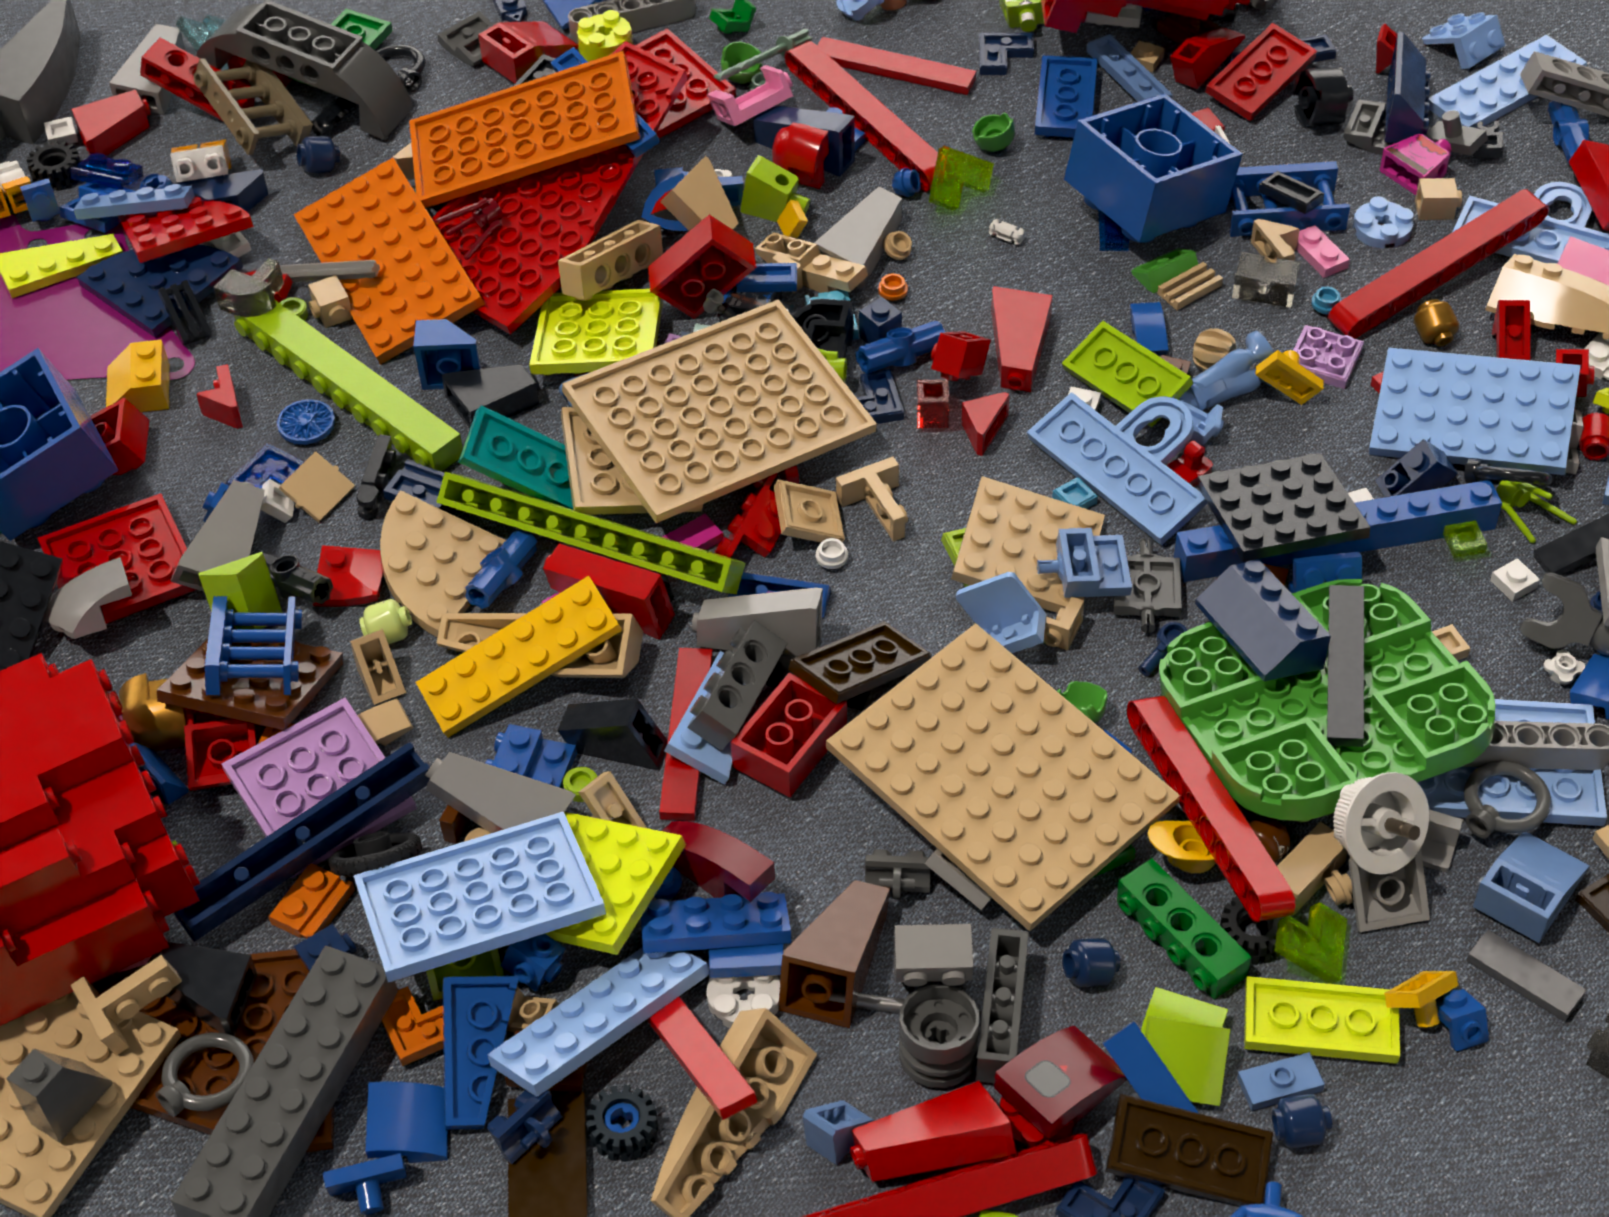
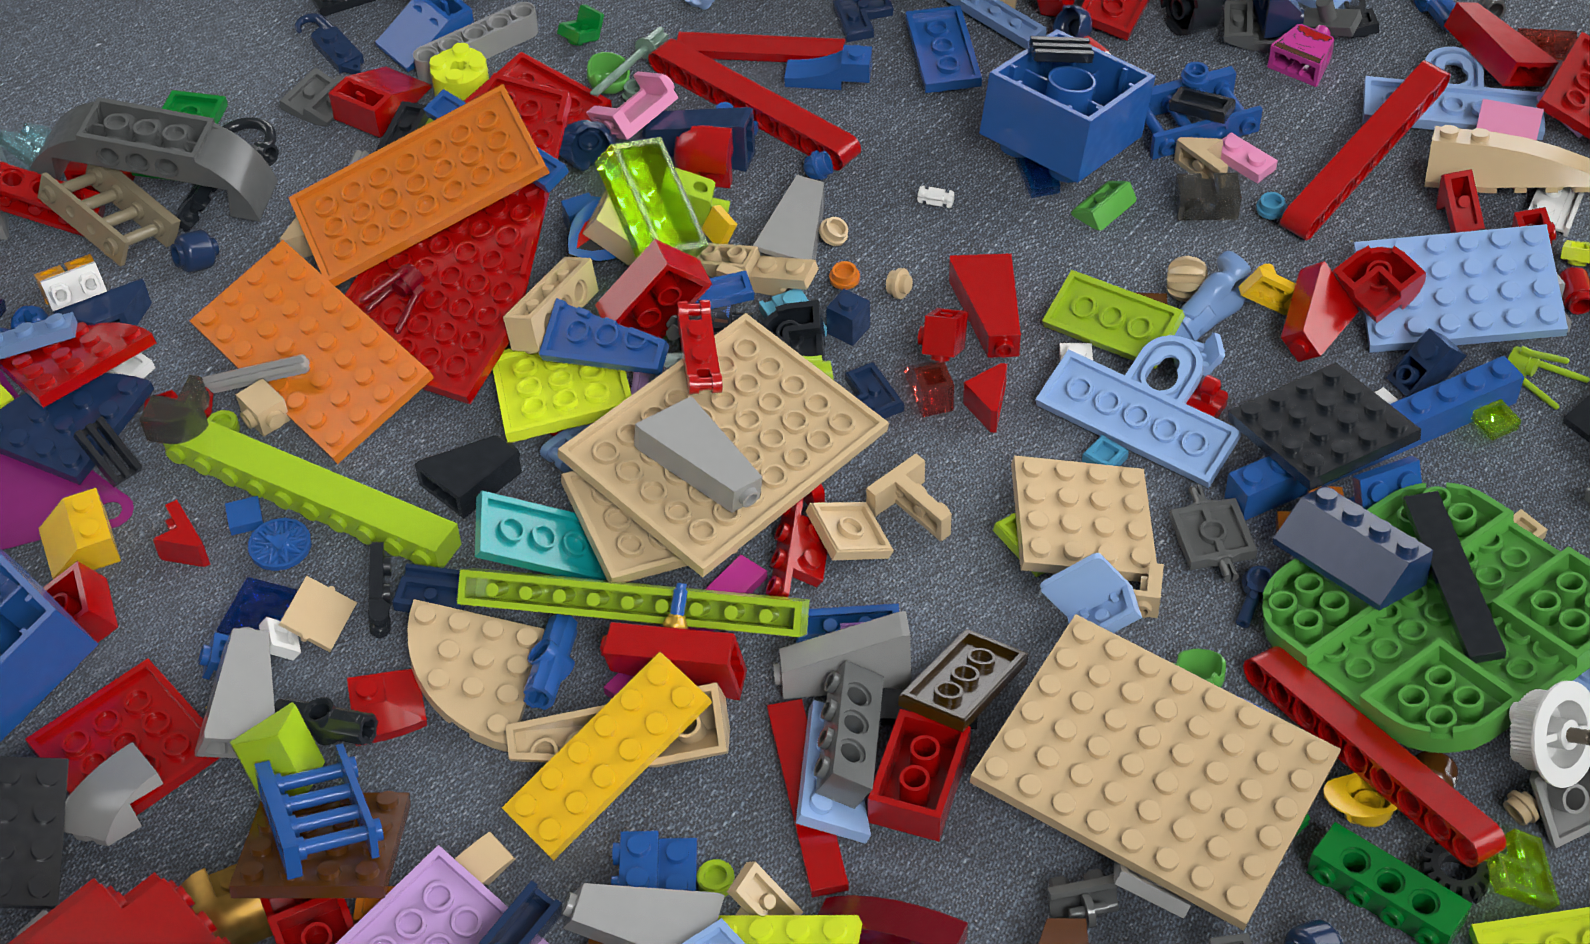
camera: 15 degrees left, 0 degrees up
(284, 391) = (244, 515): none -> blue tile
(377, 667) = (454, 801): tan slope -> none
(389, 617) = (445, 748): yellowish green head -> none
(442, 349) = (410, 436): blue slope -> none
(614, 732) = (734, 814): black slope -> none
(618, 550) = (676, 617): none -> piece
(639, 300) = (589, 340): none -> blue wing
(685, 412) = (699, 453): none -> light grey slope
(695, 122) = (585, 143): none -> dark blue hair
(721, 320) = (699, 347): none -> red plate
(728, 178) = (650, 196): none -> clear neon green piece
(831, 553) = (886, 569): white plate -> none
(899, 347) = (878, 336): blue piece -> none
(940, 303) = (899, 283): none -> tan plate
(950, 98) = (829, 72): none -> blue slope
(953, 172) = (865, 145): clear neon green plate -> none
(994, 132) = (887, 97): bright green hair -> none
(1089, 564) = (1156, 525): medium blue plate -> none
(1149, 327) = (1112, 265): blue slope -> none
(1157, 112) = (1061, 49): none -> black tile
(1186, 283) = (1129, 215): tan tile -> none
(1198, 94) = (1074, 21): none -> dark blue hair
(1294, 163) = (1195, 75): none -> blue plate
(1312, 863) = (1489, 779): tan brick -> none
(1325, 405) = (1316, 312): none -> red slope
(1328, 354) = (1289, 254): lavender tile -> none
(1392, 385) = (1380, 280): none -> red brick
(1396, 220) = (1307, 115): light blue plate -> none
(1436, 322) = (1384, 207): pearl gold head -> none
(1437, 199) = (1336, 85): tan brick -> none
(1479, 471) = (1489, 349): black piece -> none
(1515, 580) = (1557, 450): white plate -> none

